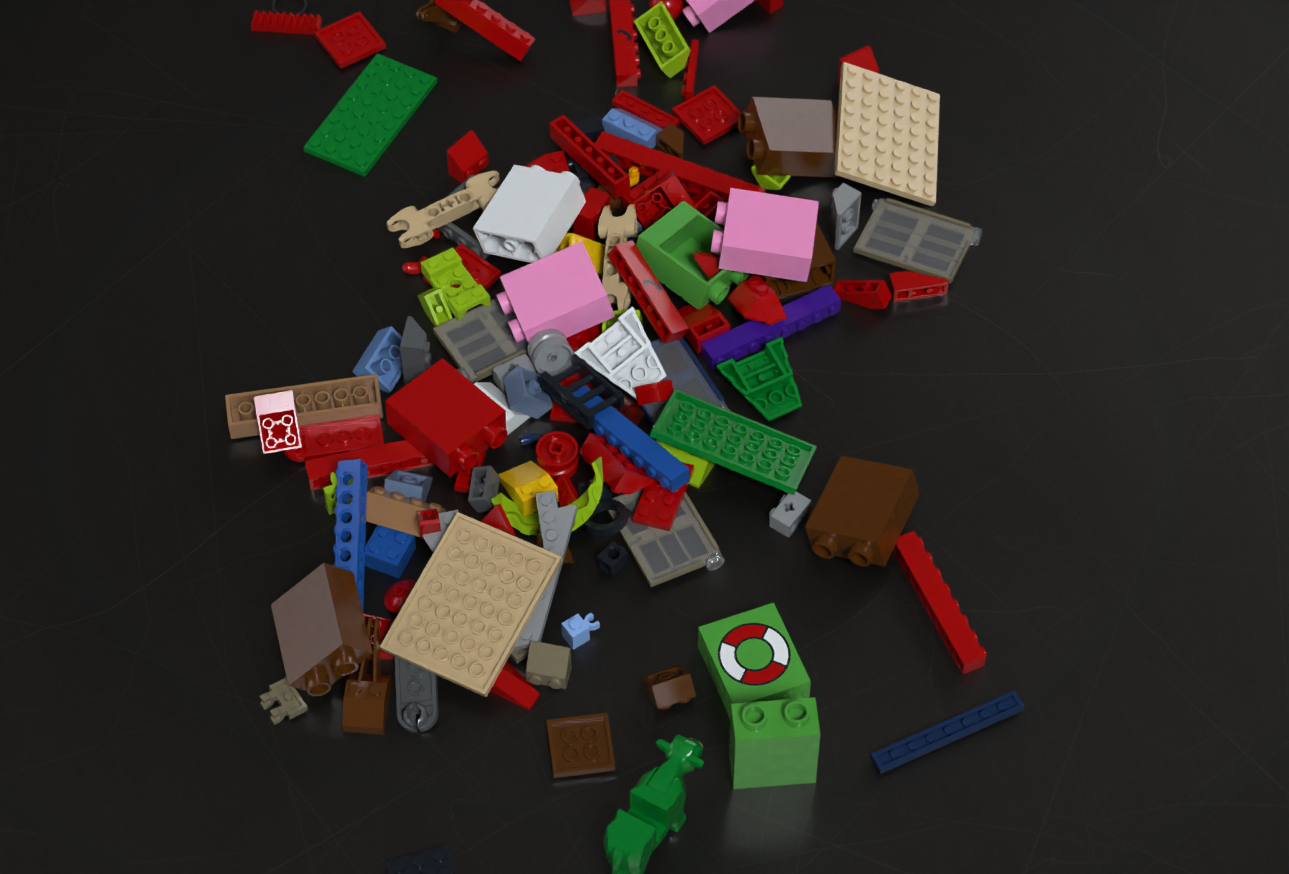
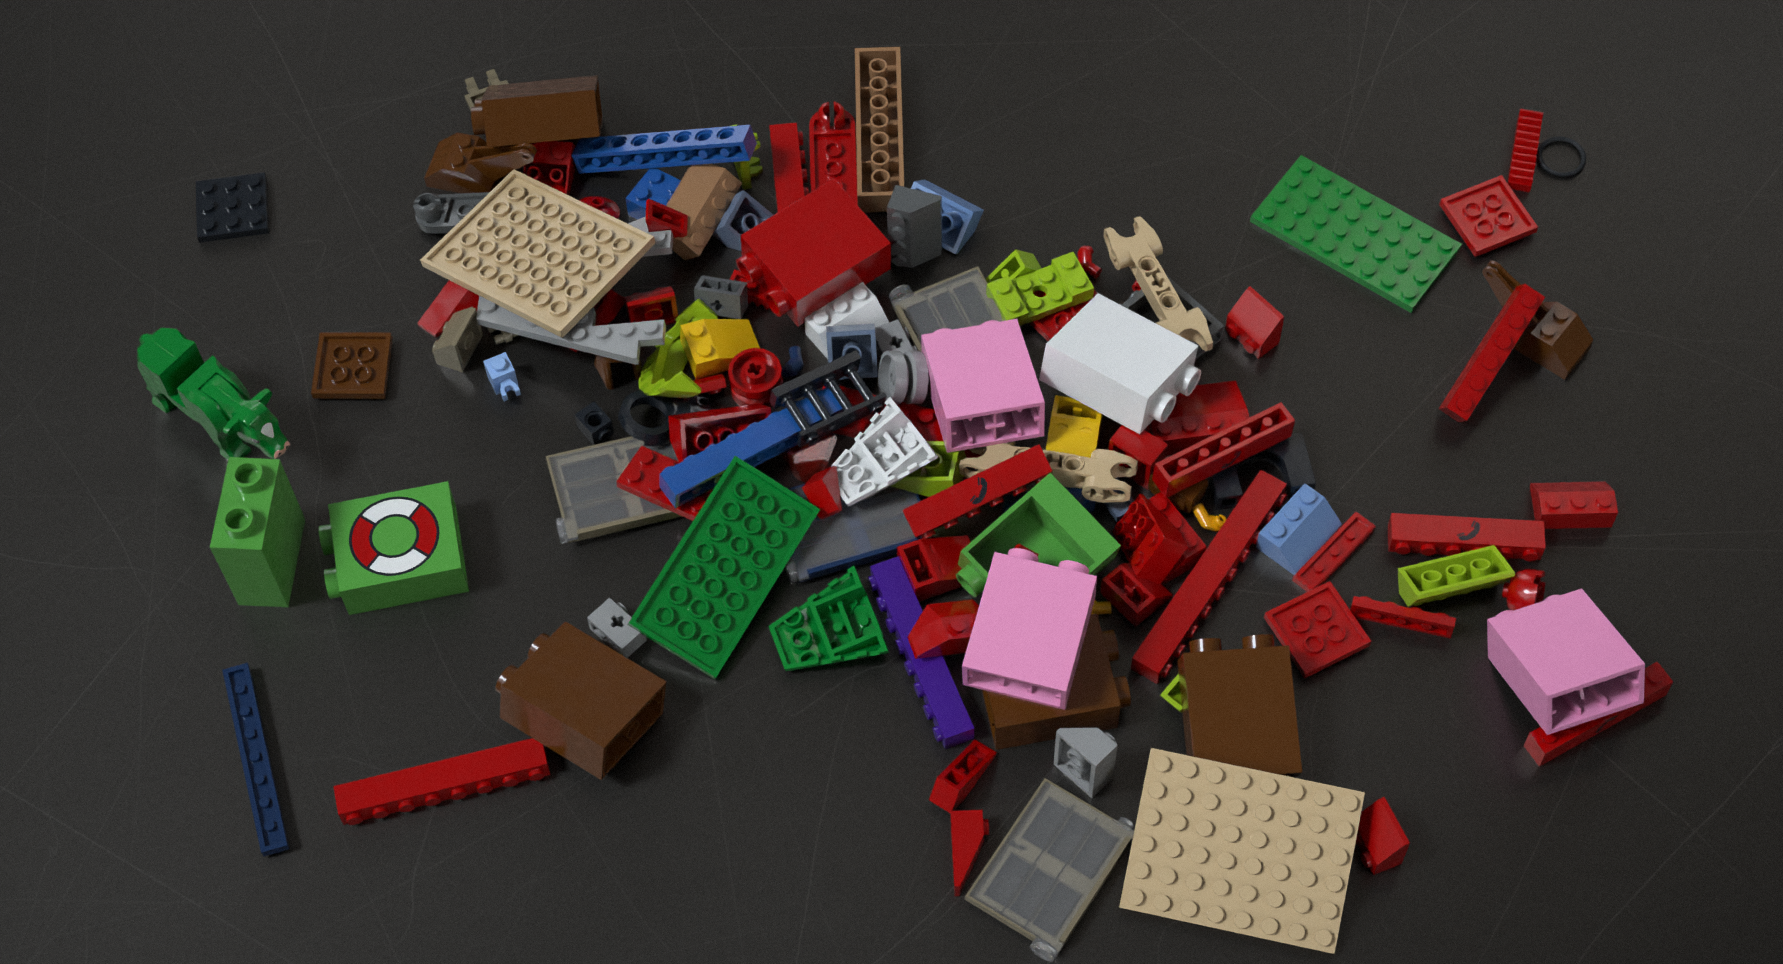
camera: 100 degrees right, 5 degrees up
(277, 422) = (847, 88): slope -> none
(669, 687) = (402, 461): reddish brown slope -> none
(671, 141) = (1264, 575): reddish brown slope -> none

